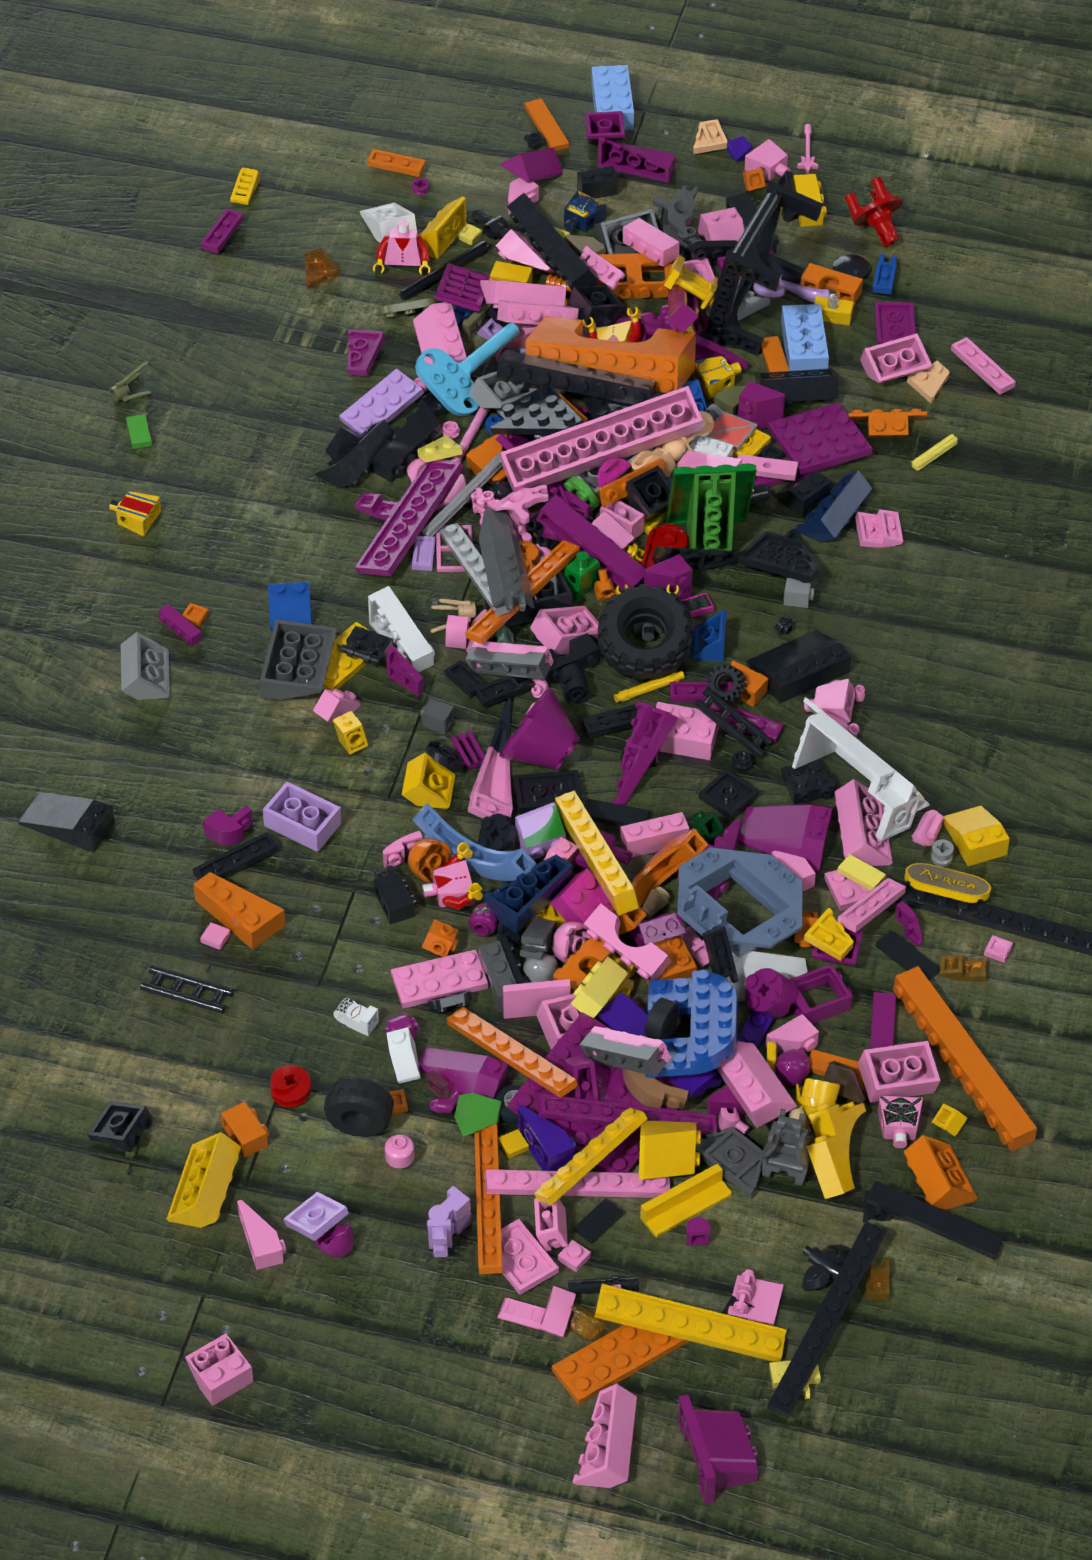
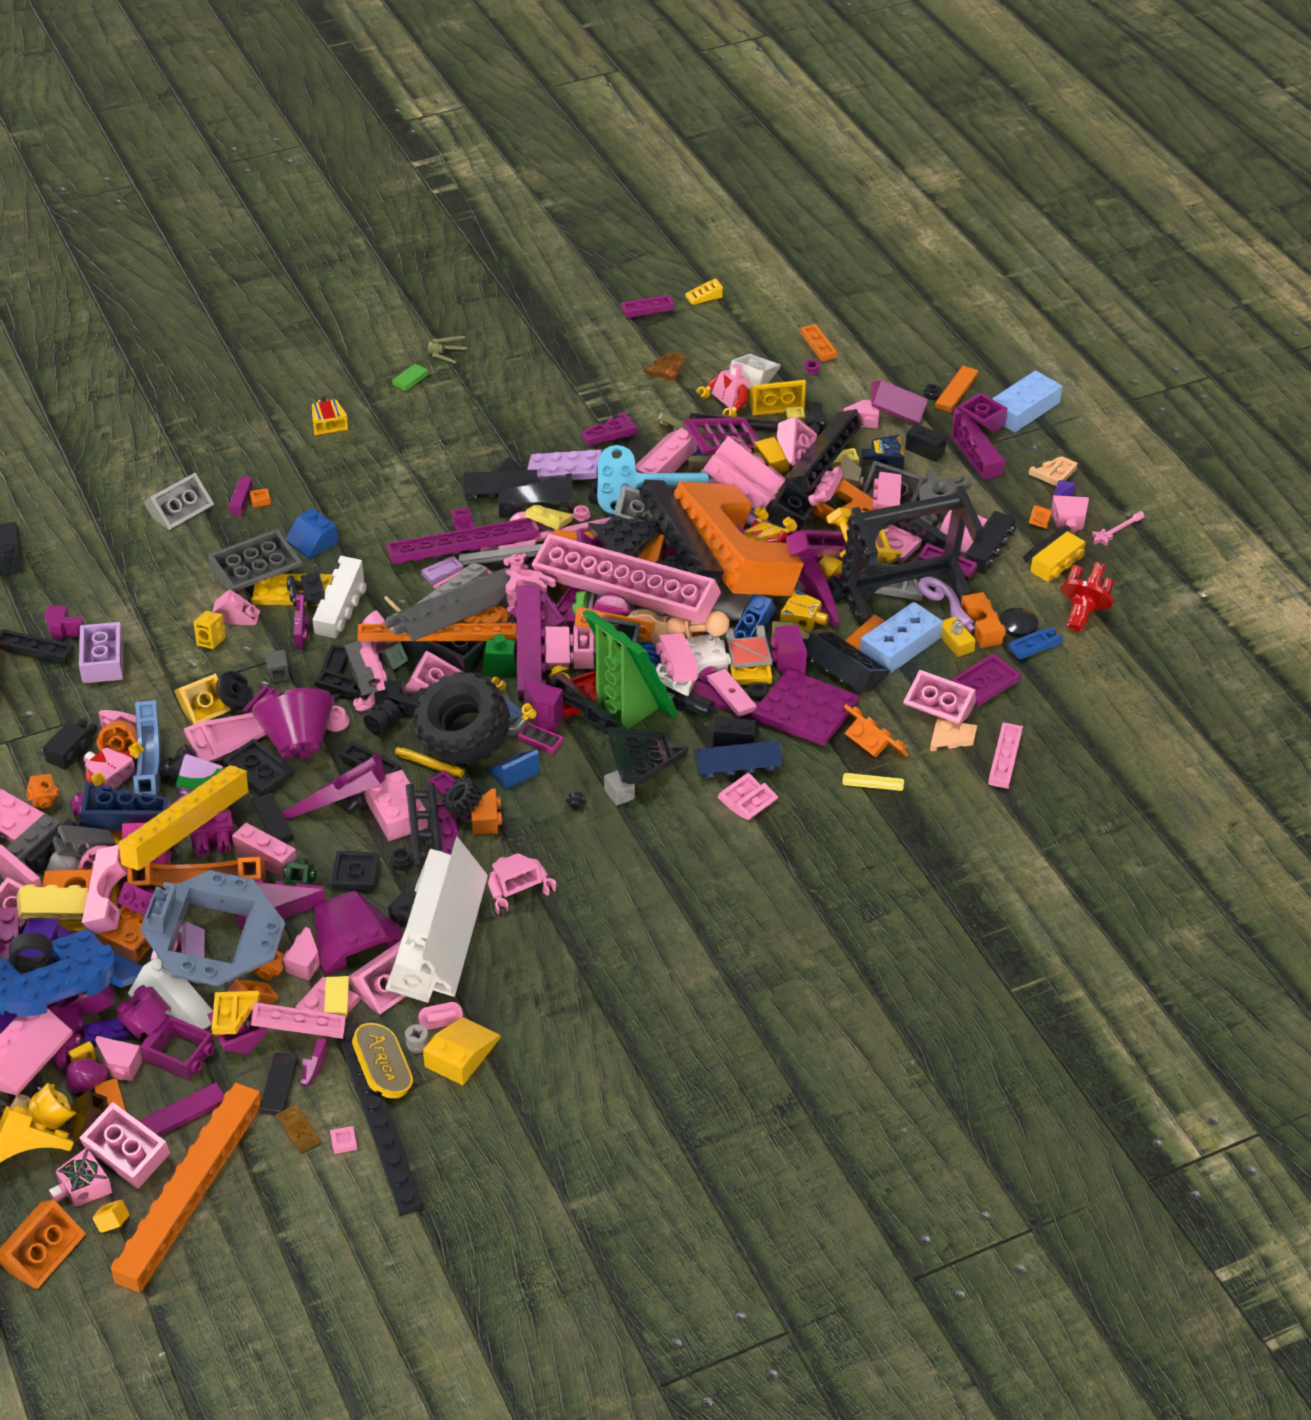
camera: 50 degrees right, 5 degrees down
(604, 588) = (508, 677): orange piece -> none
(720, 953) = (132, 949): black hinge -> none
(801, 664) = (541, 834): black slope -> none

